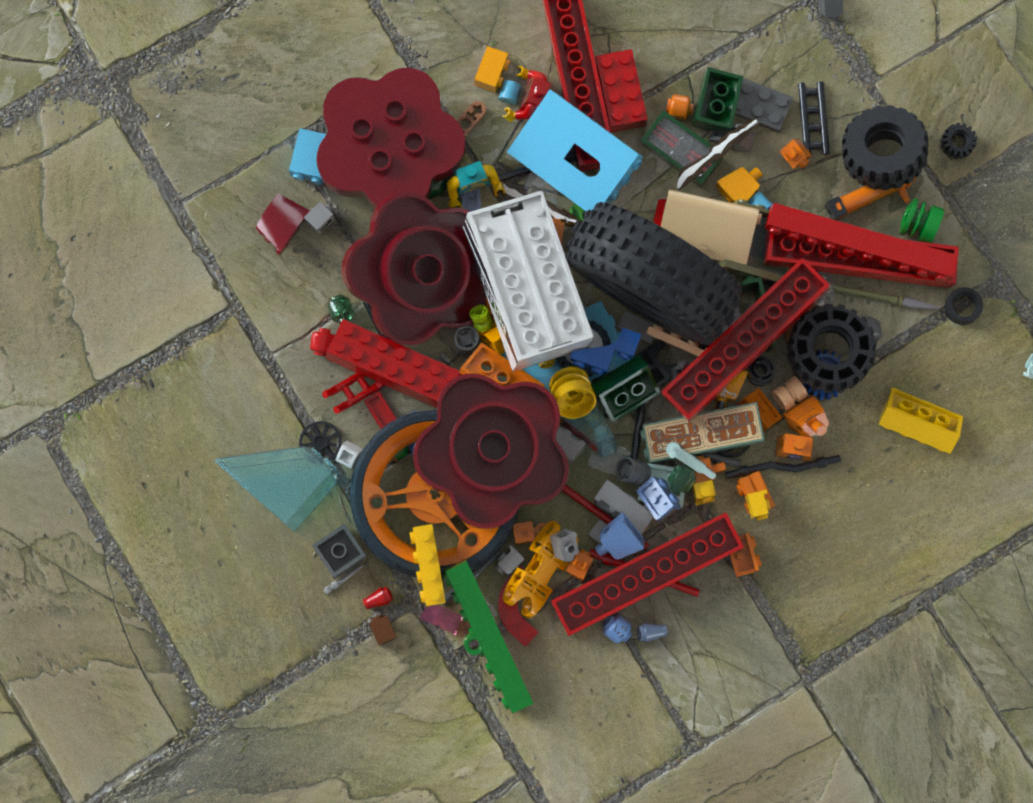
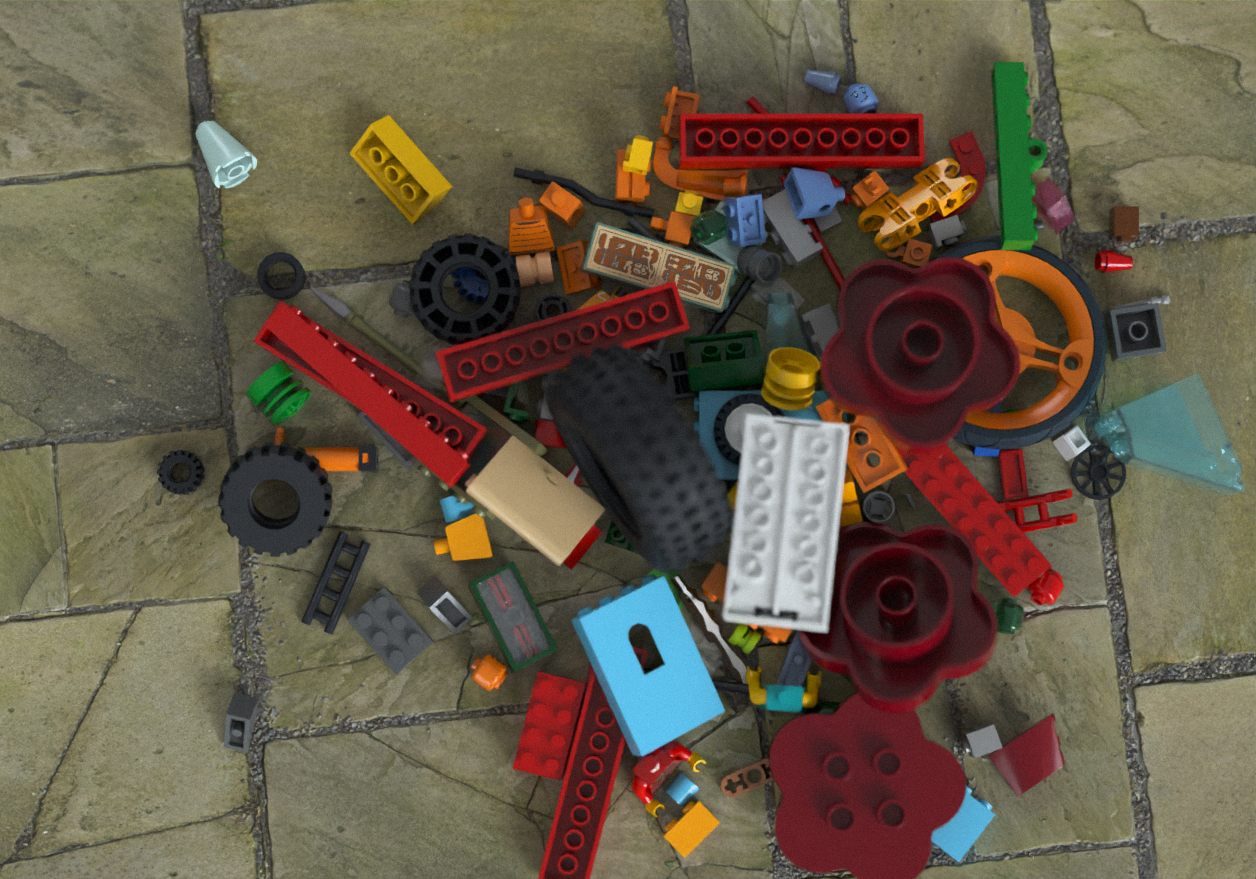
camera: 155 degrees left, 5 degrees up
(429, 566) = (1048, 258): yellow brick -> none
(481, 318) = (852, 520): lime wheel -> none
(564, 545) = (880, 207): light grey brick -> none
(599, 358) = (738, 402): blue arch -> none
(674, 450) = (702, 260): light aqua piece -> none
(695, 515) = (707, 183): none -> orange animal
(716, 152) = (477, 589): dark brown sword -> none
(717, 100) = (441, 656): dark green slope -> none
(796, 154) = (381, 546): orange brick -> none

